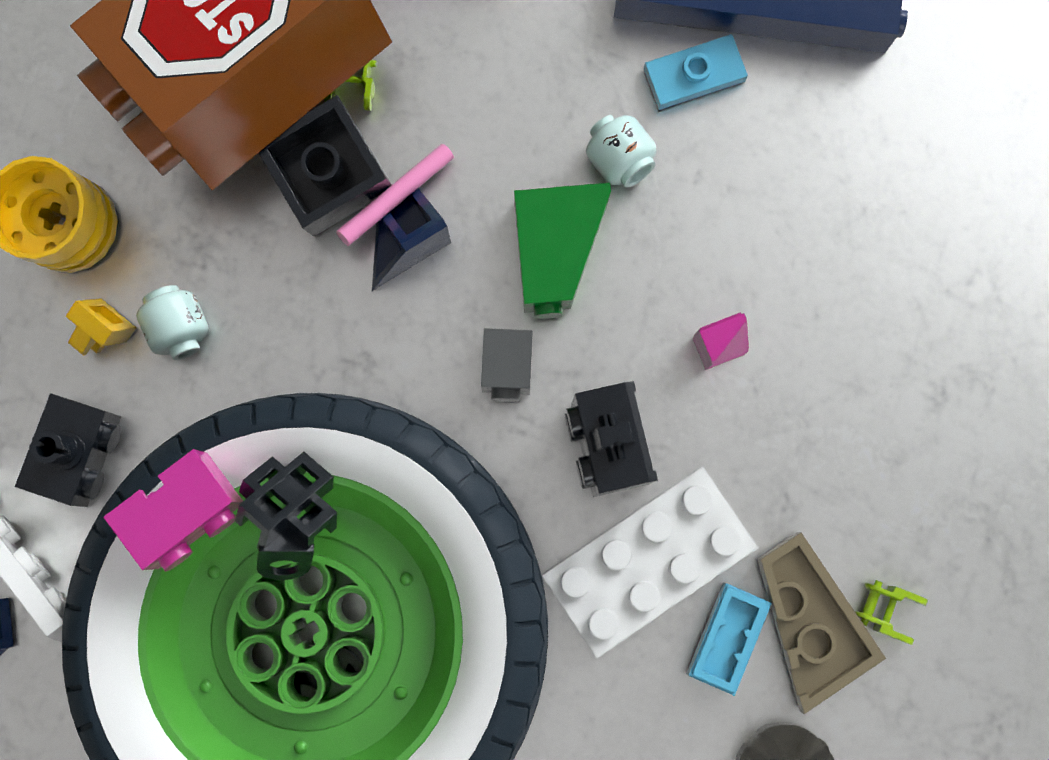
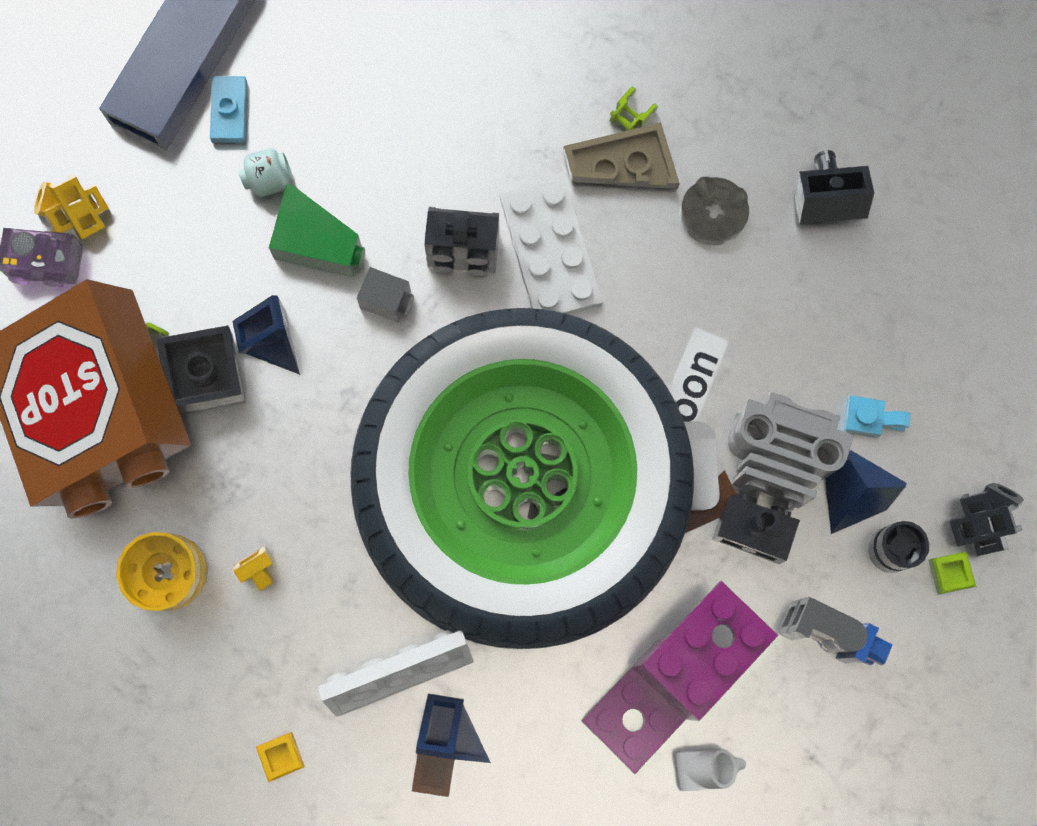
camera: 75 degrees left, 5 degrees down
(69, 452) = (338, 613): black brick -> none
(167, 521) = (410, 501): dark pink brick -> none
(172, 322) = (271, 514): light aqua head -> none
(282, 532) = (453, 440): black piece -> none
(394, 195) = (239, 331): bright pink bar -> none
(722, 340) = (420, 153): dark pink slope -> none
(728, 638) = (617, 215): medium azure plate -> none

